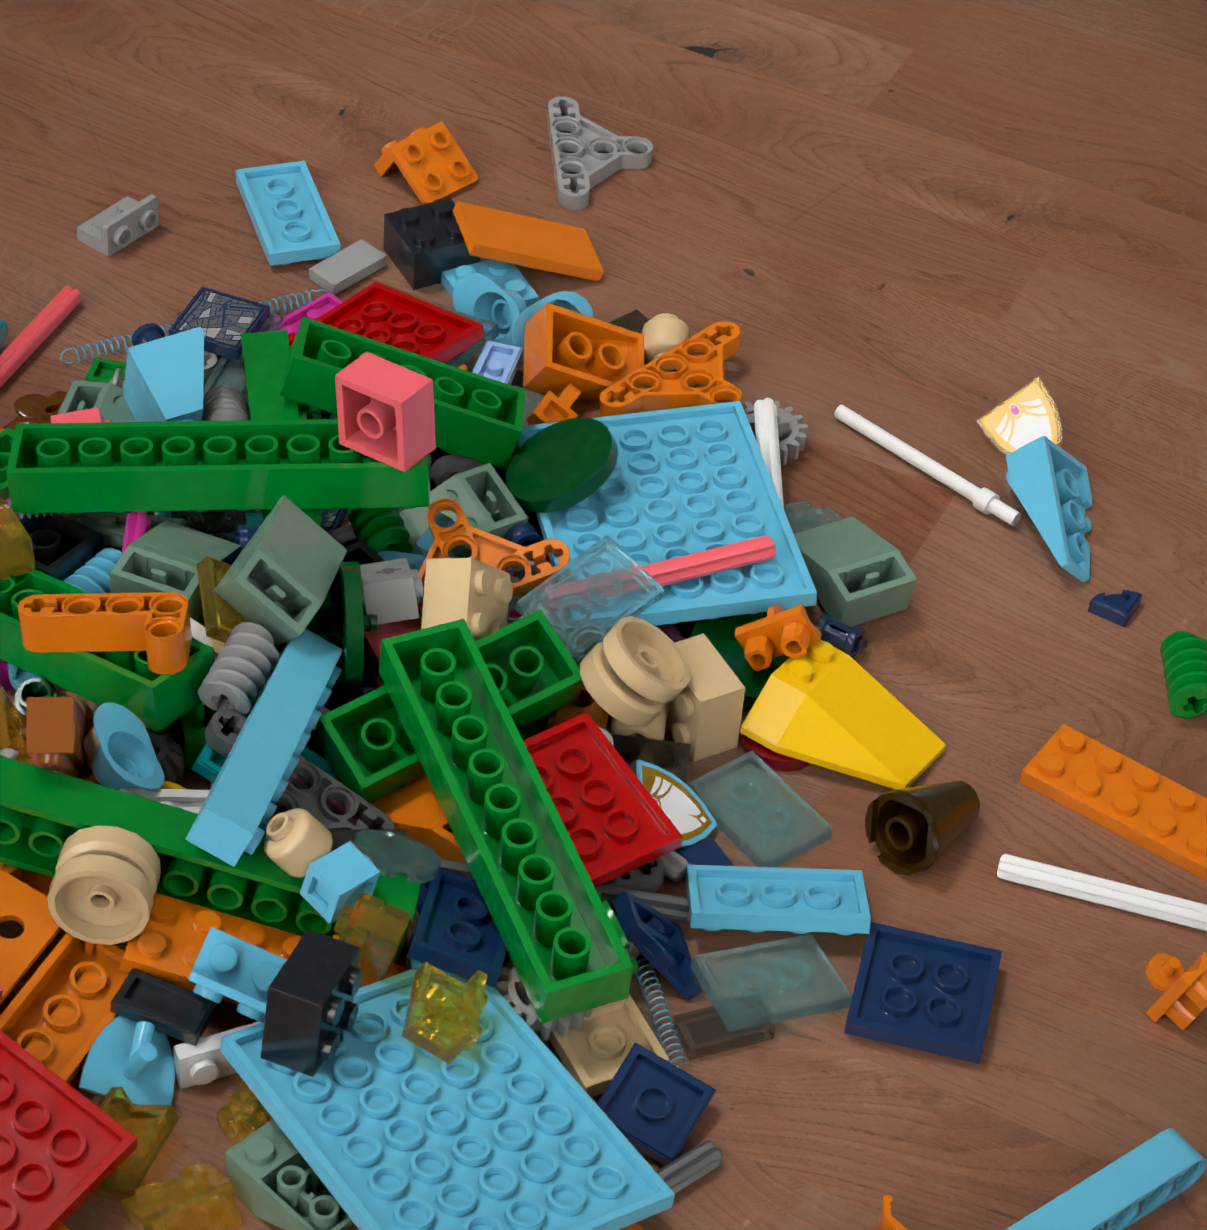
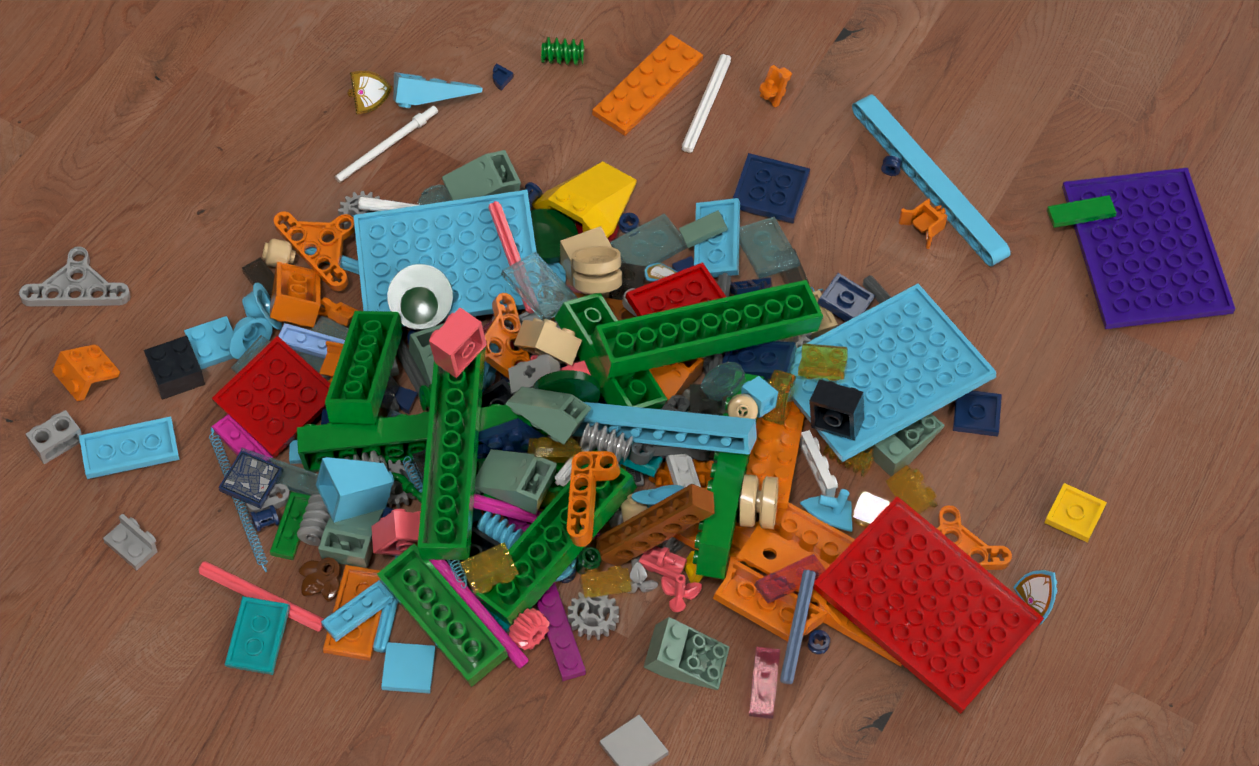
camera: 85 degrees left, 15 degrees up
(165, 1005) = (808, 490): black tile -> none
(236, 971) = (799, 456): medium azure bracket -> none
(302, 136) = (57, 440): none -> light grey brick
(347, 267) = (184, 416): light grey tile -> none
(527, 241) = (184, 314): orange tile -> none
(777, 634) = (557, 201): orange hips -> none
(790, 870) = (703, 229): none -> sand green tile
(808, 771) = (632, 218): none -> dark blue bush
(919, 823) = (669, 172): dark brown cone -> none
(1022, 1199) = (891, 165): none -> dark blue bush

